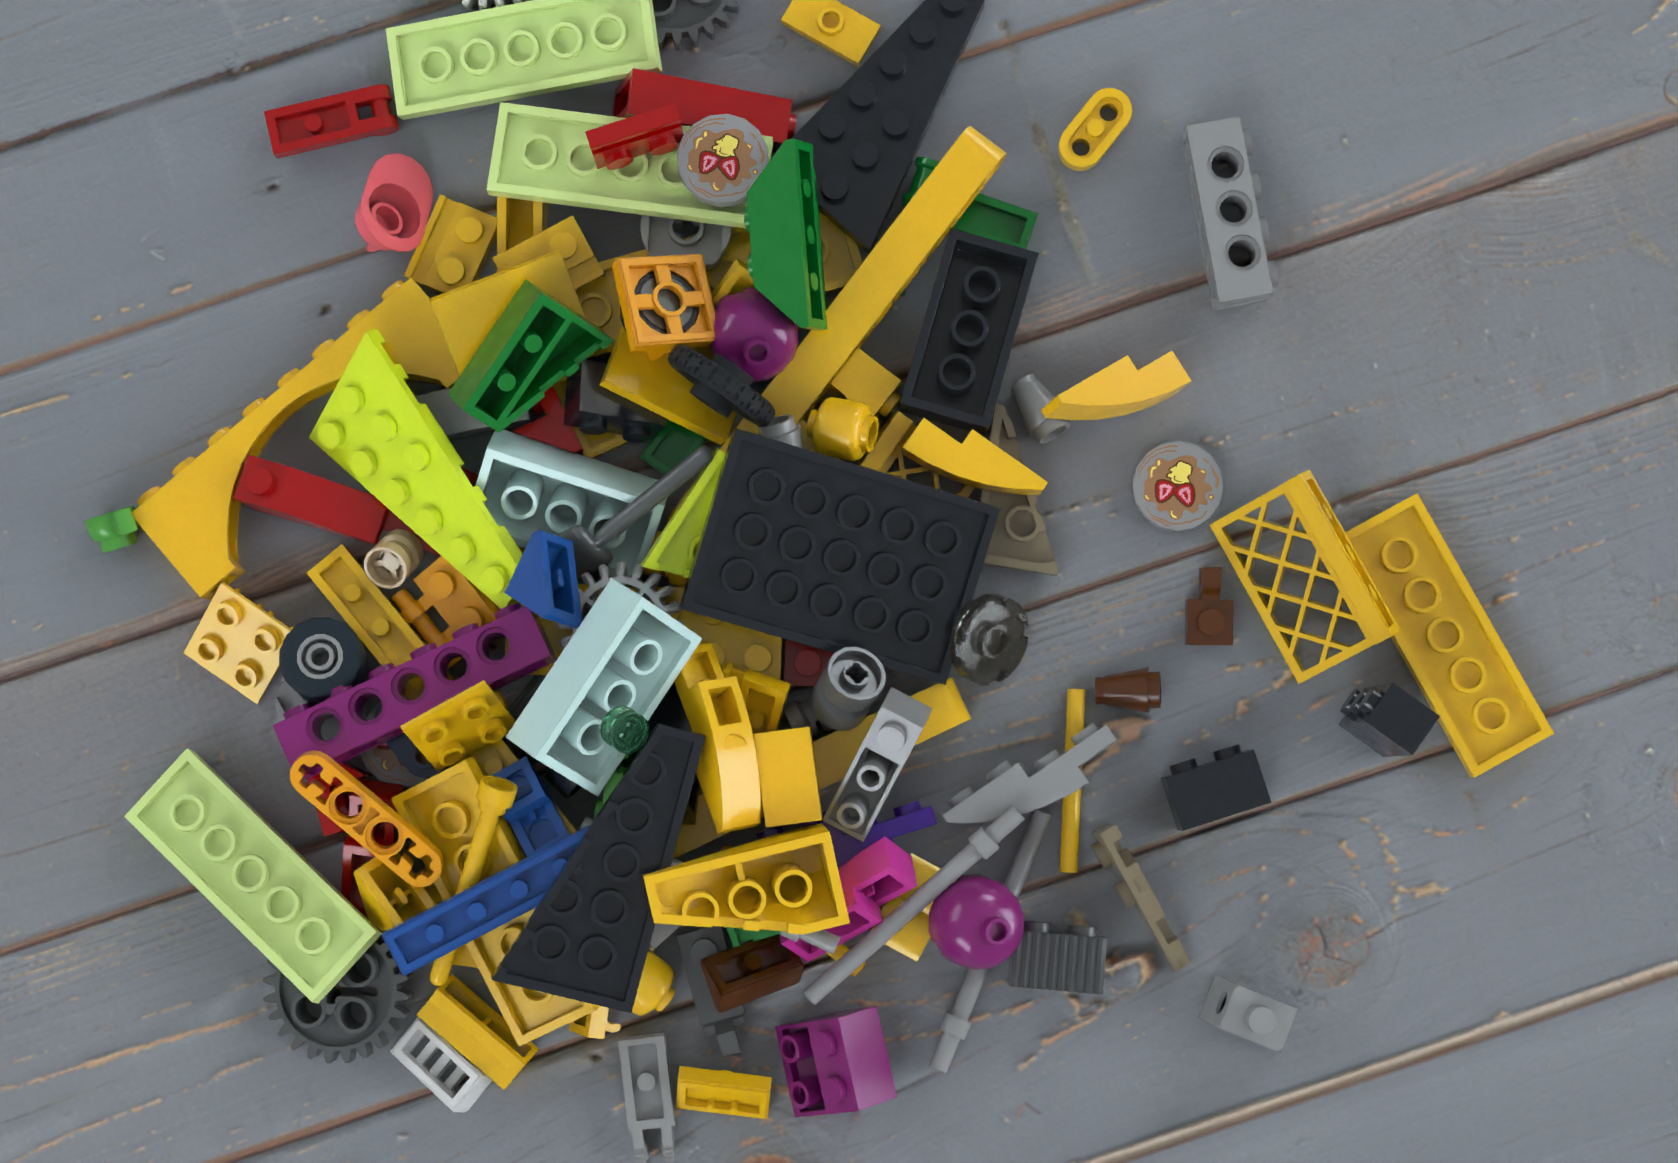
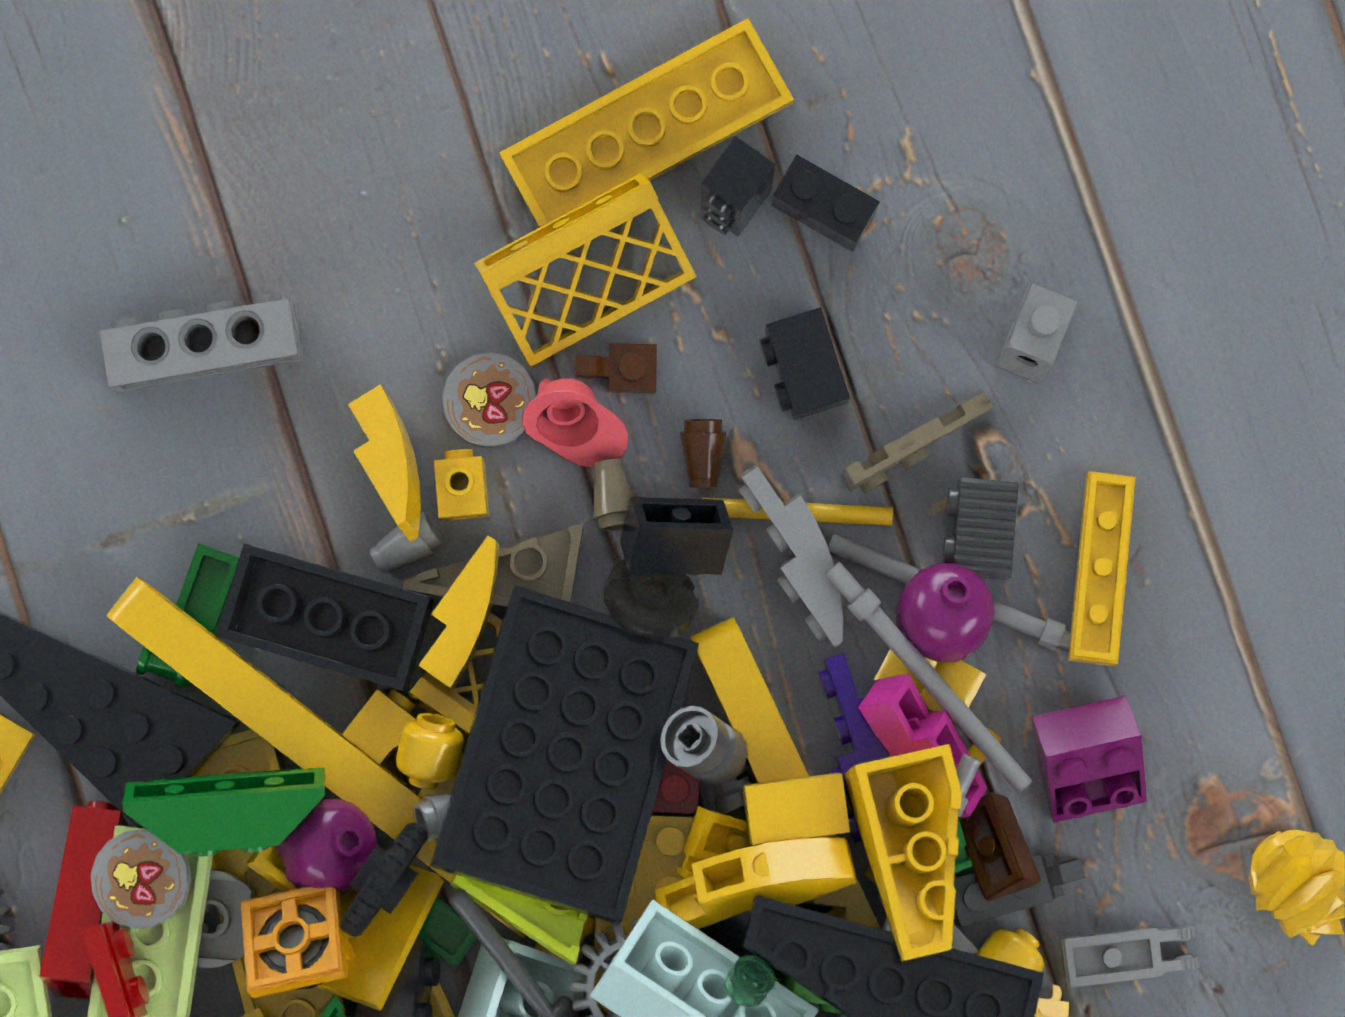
camera: 90 degrees left, 0 degrees up
(723, 1092) = (1122, 876): yellow plate -> none
(877, 764) = (782, 714): light grey slope -> none
(1019, 1075) = (1101, 569): none -> yellow tile
(1048, 663) = (676, 536): none -> black brick
(1083, 604) = (610, 494): none -> dark tan cone
(1093, 130) = (110, 483): yellow plate -> none
(1094, 459) = (461, 486): none -> yellow brick
(1154, 566) = (574, 423): none -> coral piece
(1373, 807) = (824, 203): none -> black brick

